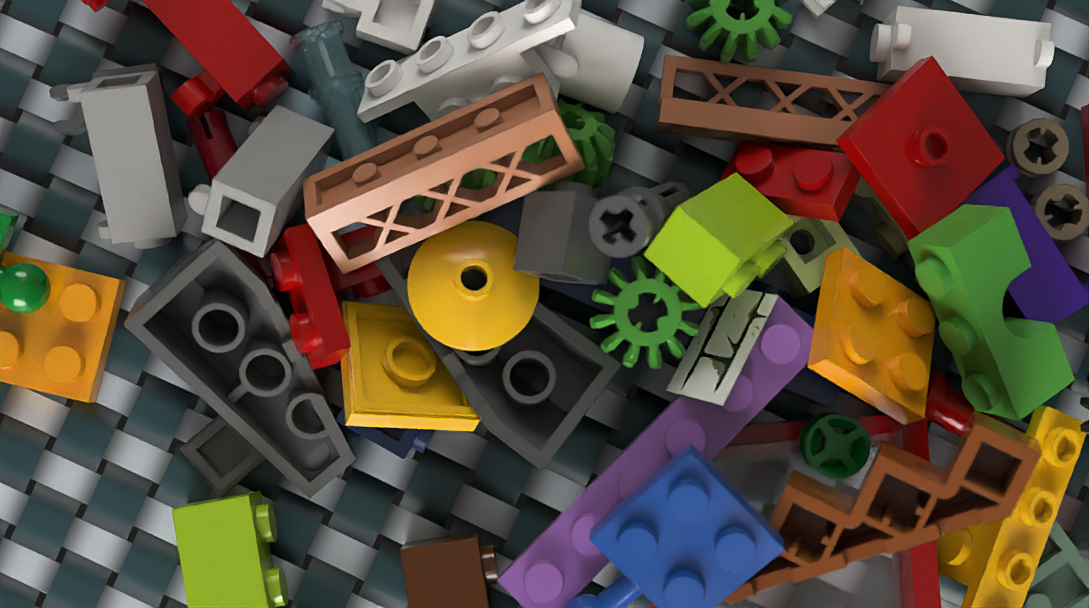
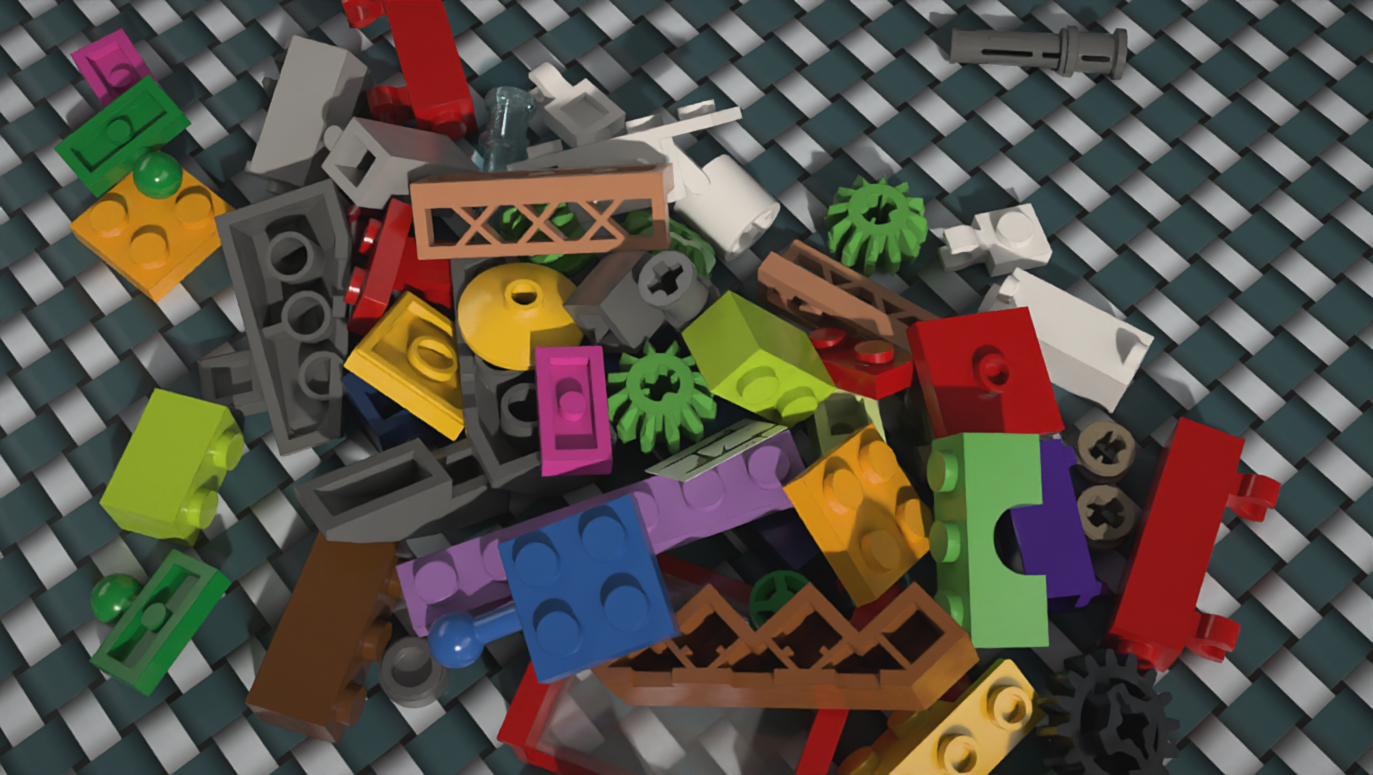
camera: 30 degrees right, 25 degrees down
(456, 513) = (402, 494): none -> dark grey slope
(579, 371) = (572, 411): none -> dark pink plate

